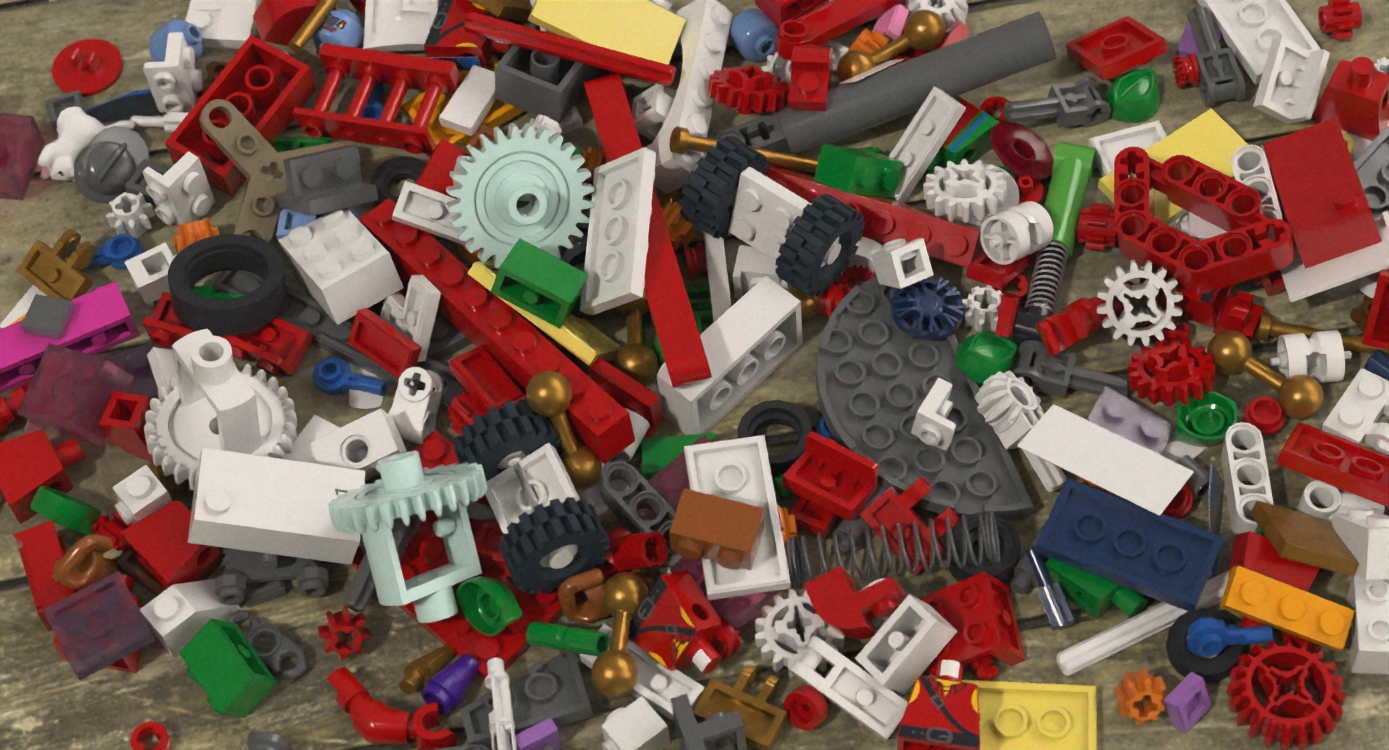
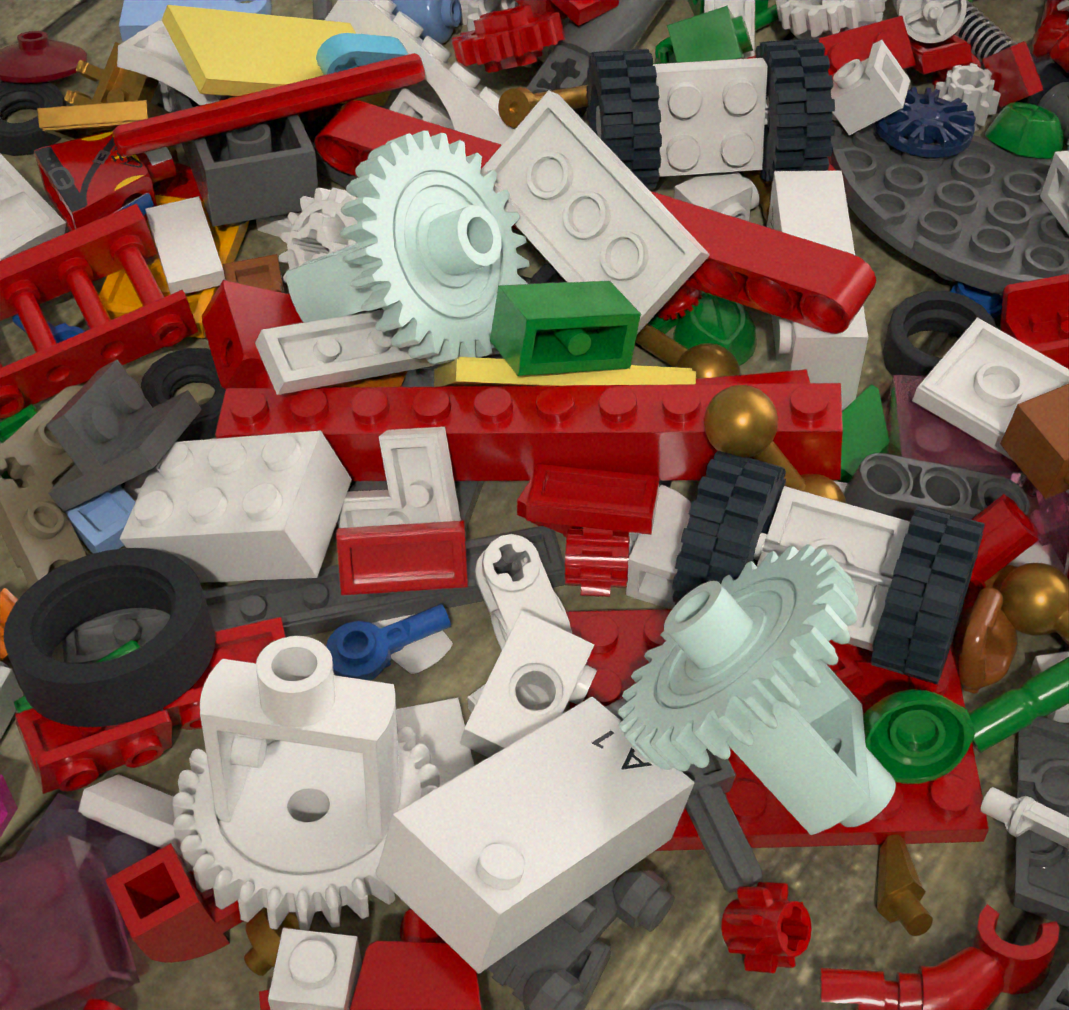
camera: 50 degrees left, 5 degrees down
(451, 684) = (959, 875): dark purple cone -> none
(647, 47) = (355, 50): none -> medium azure beam

